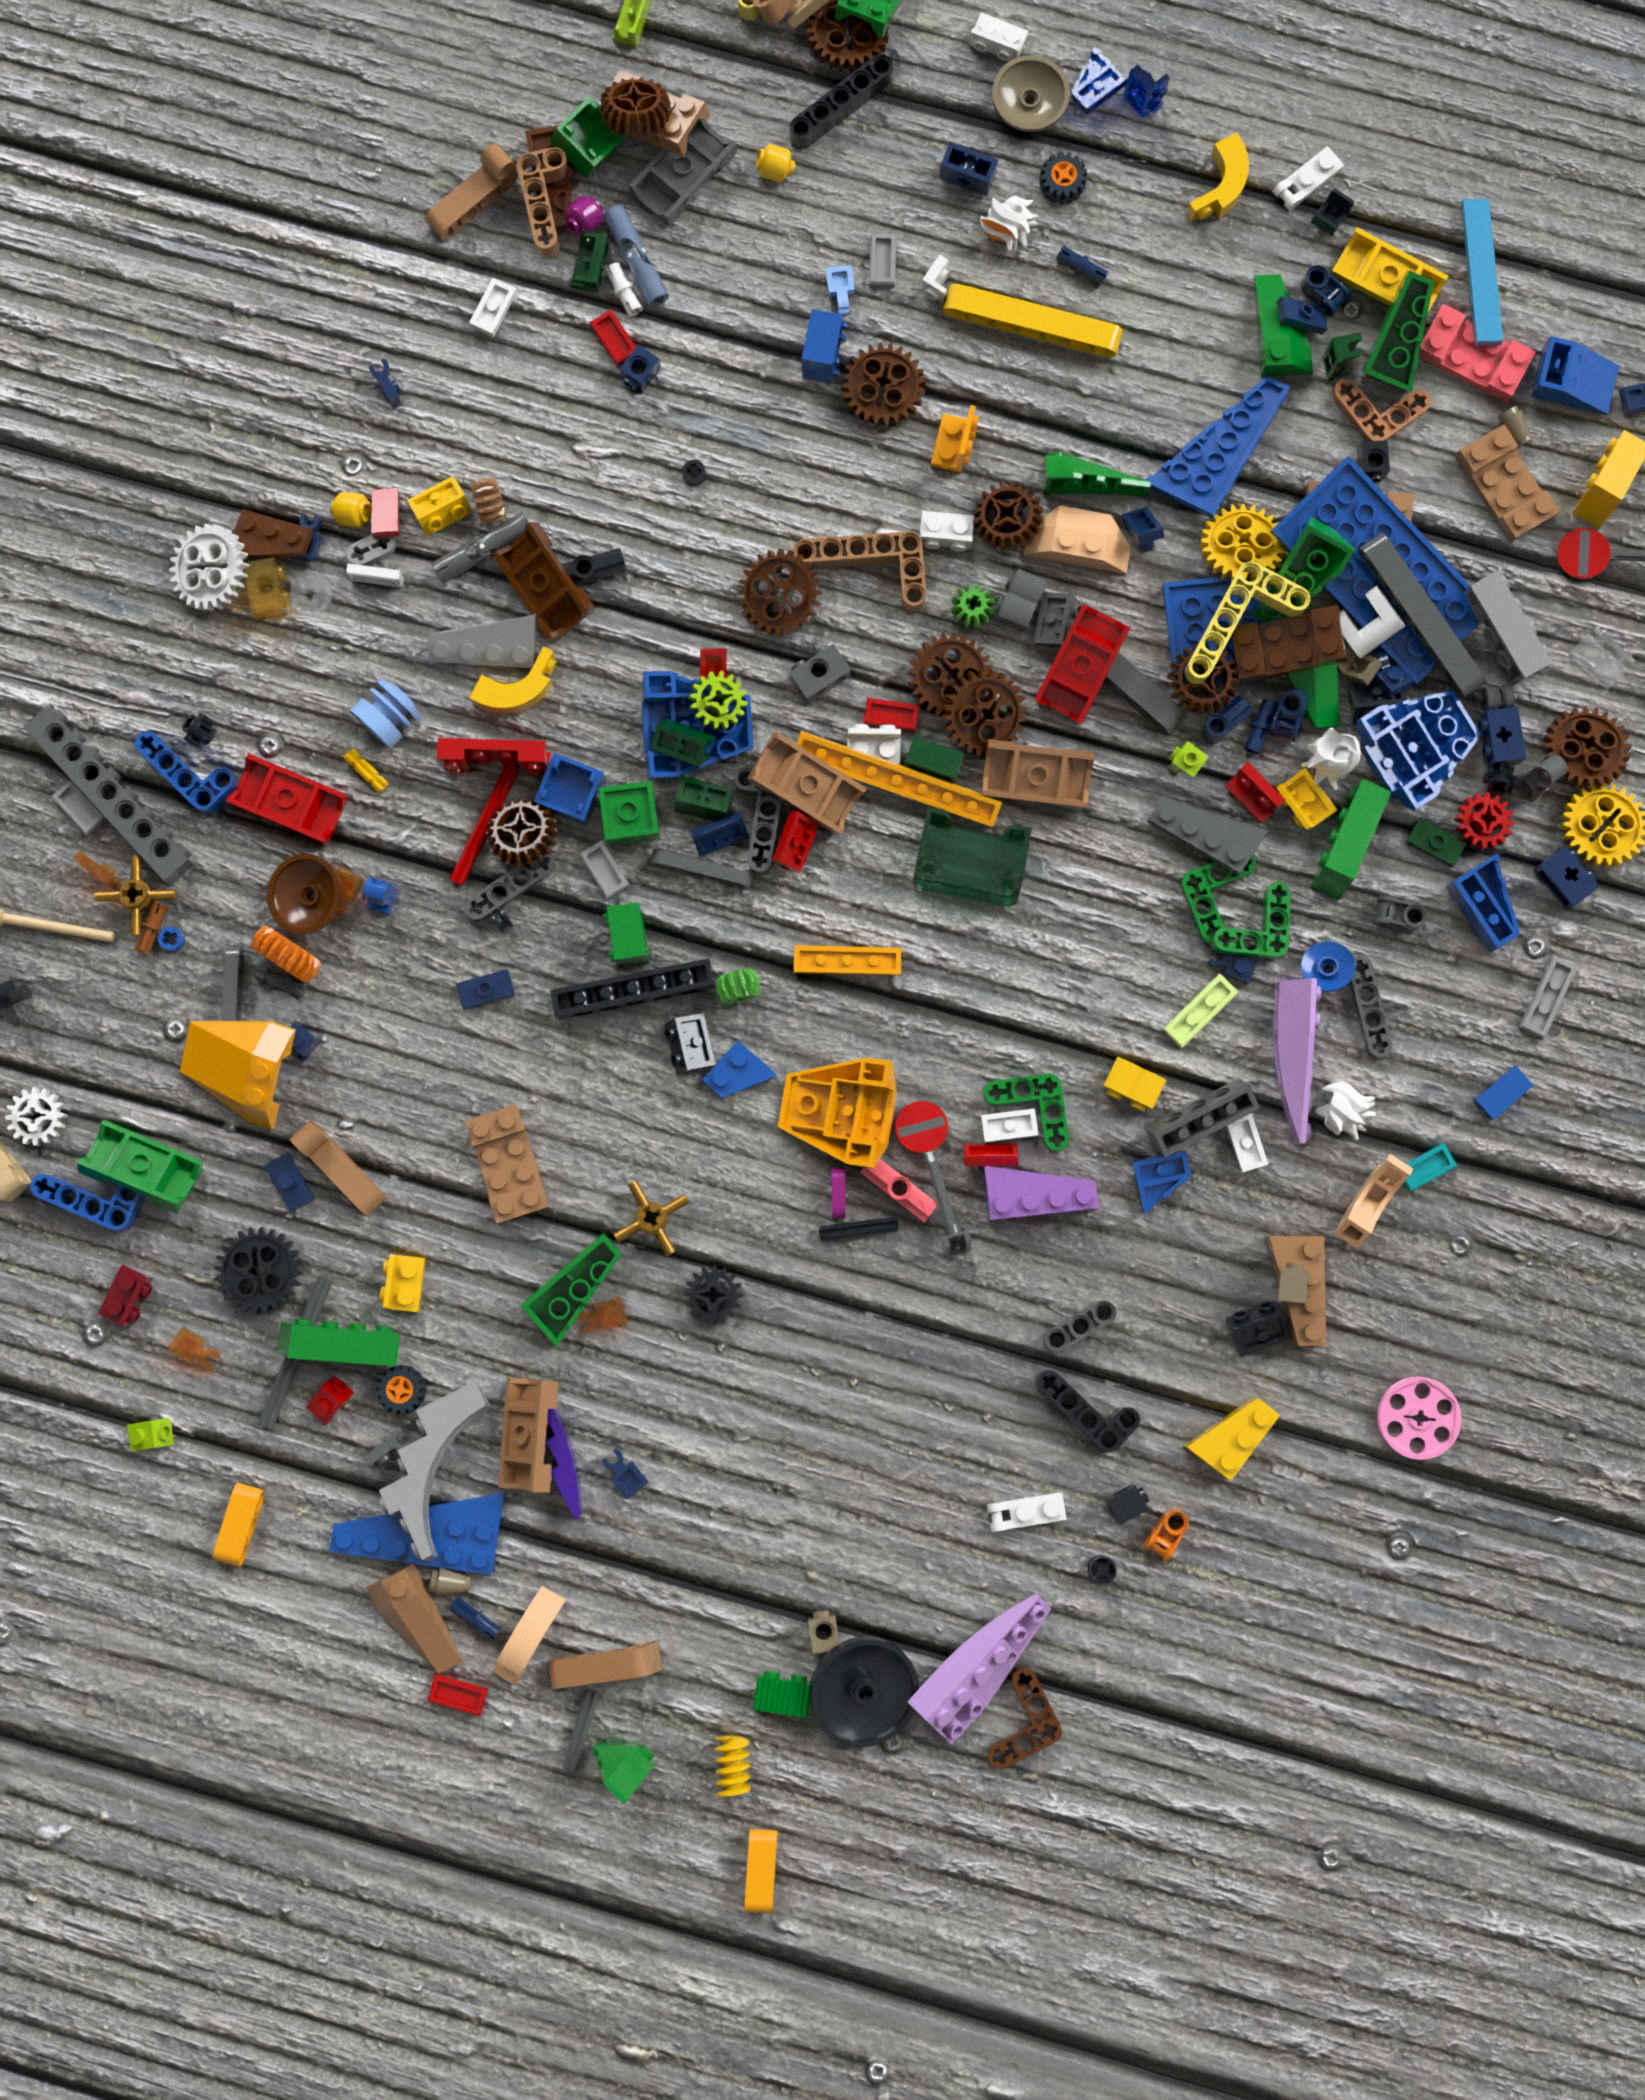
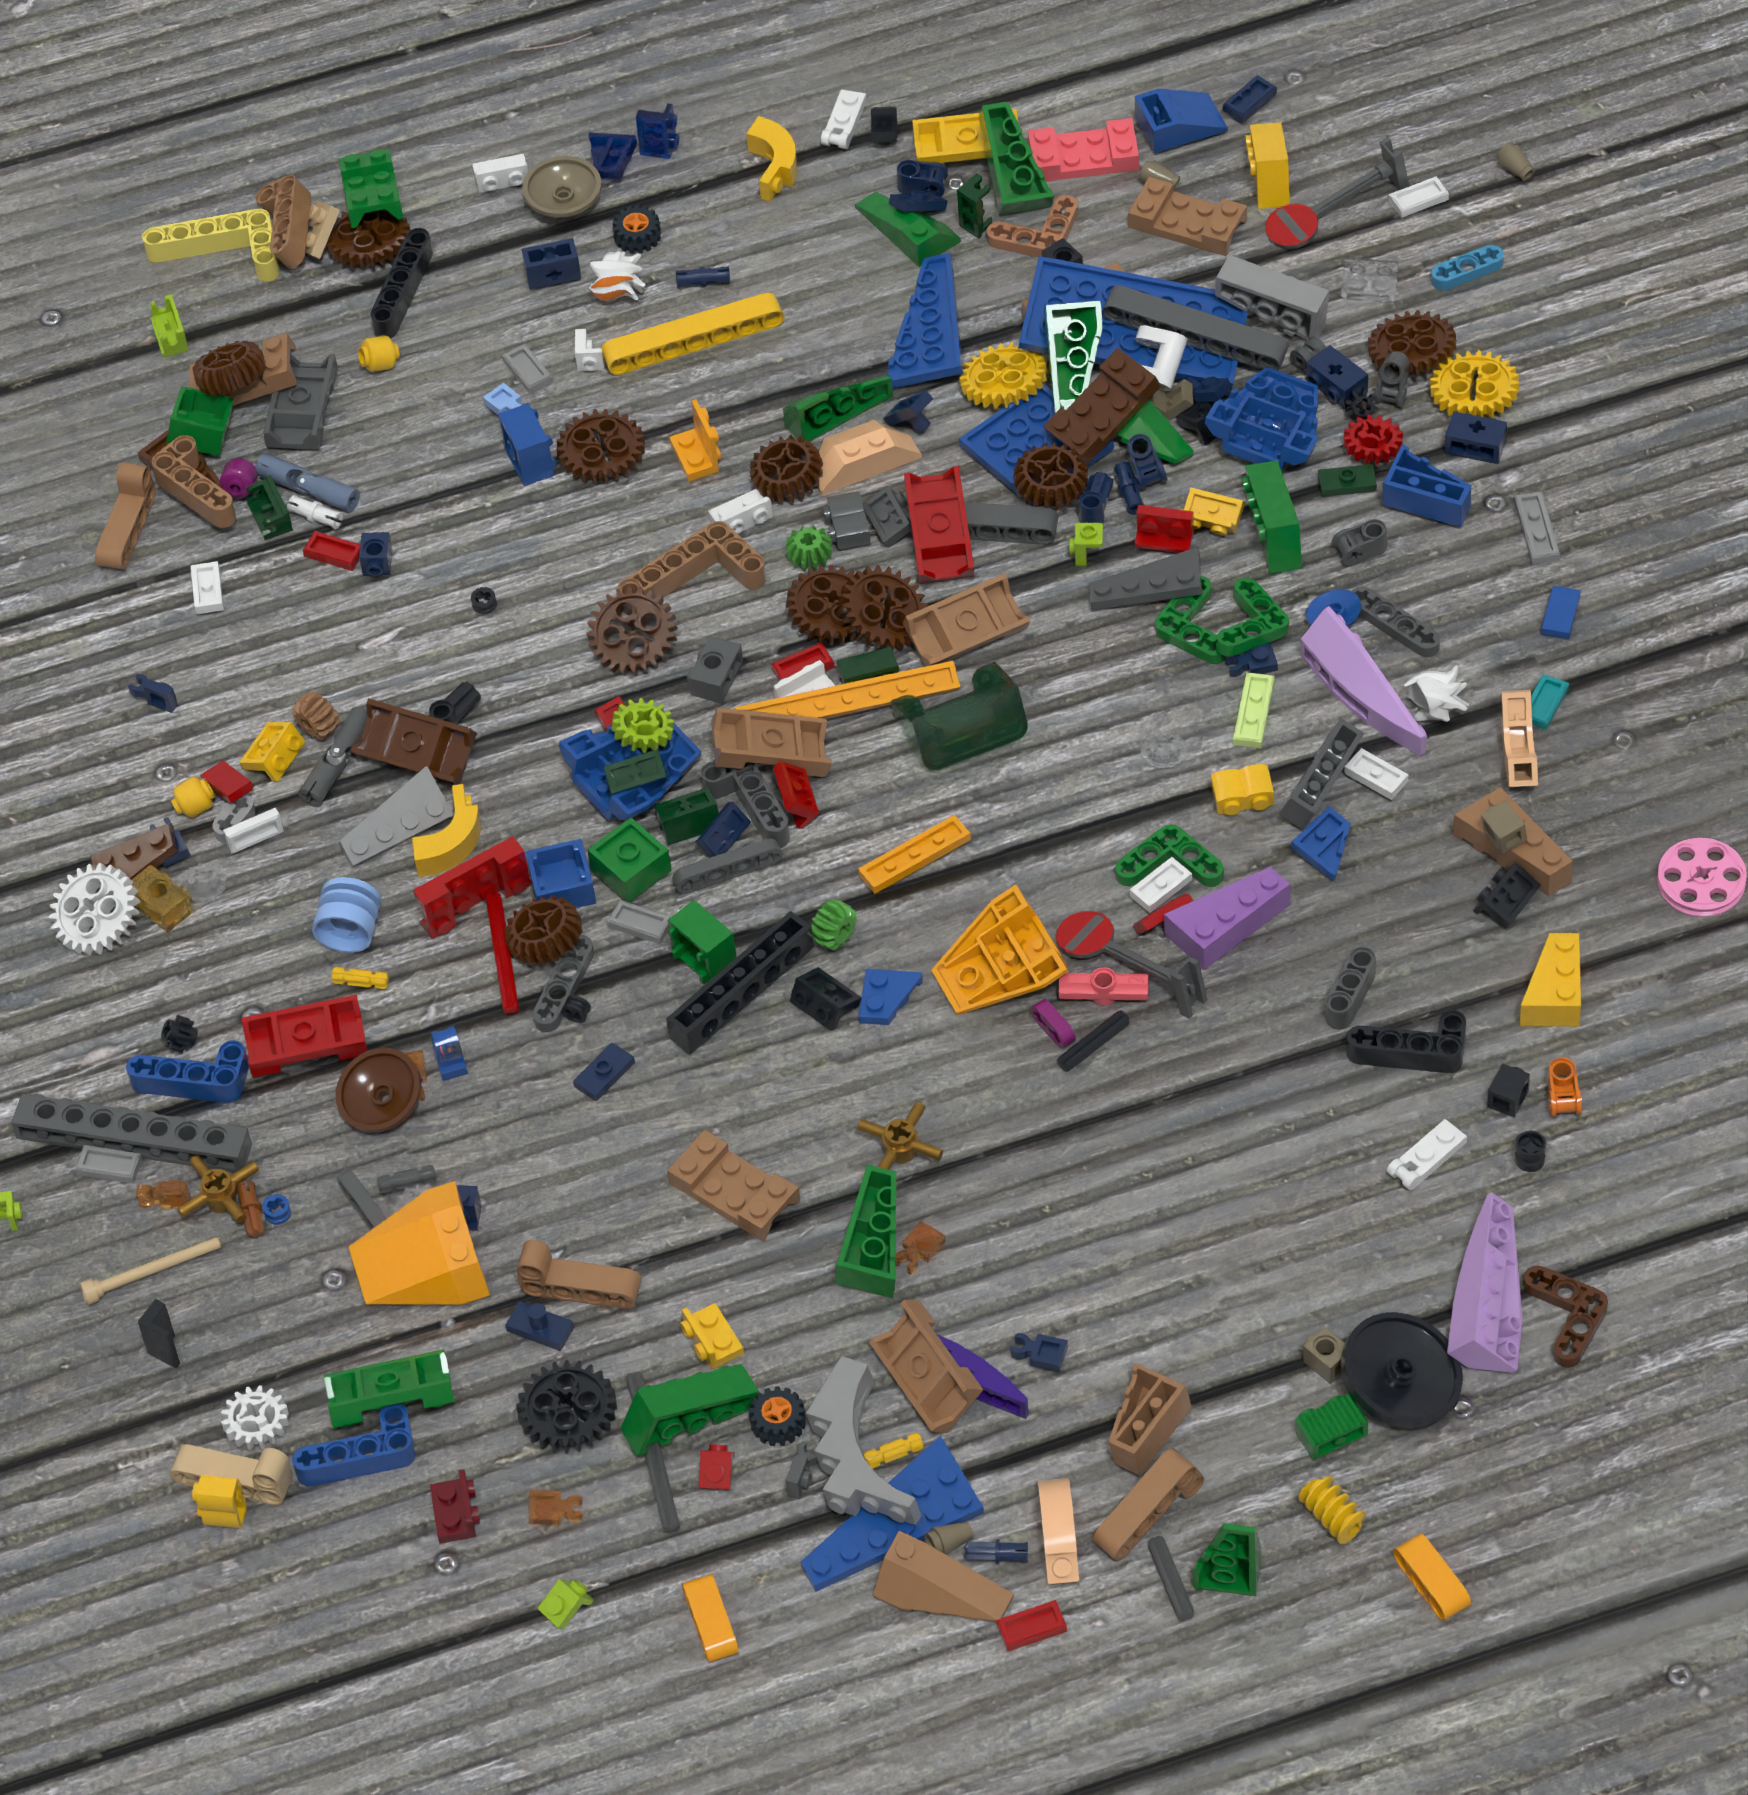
camera: 30 degrees left, 30 degrees down
(285, 954) = (397, 1142): orange gear -> none
(463, 1477) = (893, 1450): none -> yellow axle
(654, 1593) = (1147, 1418): none -> medium nougat wedge
(713, 1282) = (1005, 1165): black gear -> none
(1233, 612) = (1033, 379): light yellow beam -> none
(1333, 756) = (1207, 463): white hair -> none
(1481, 272) = (1041, 96): dark azure tile -> none

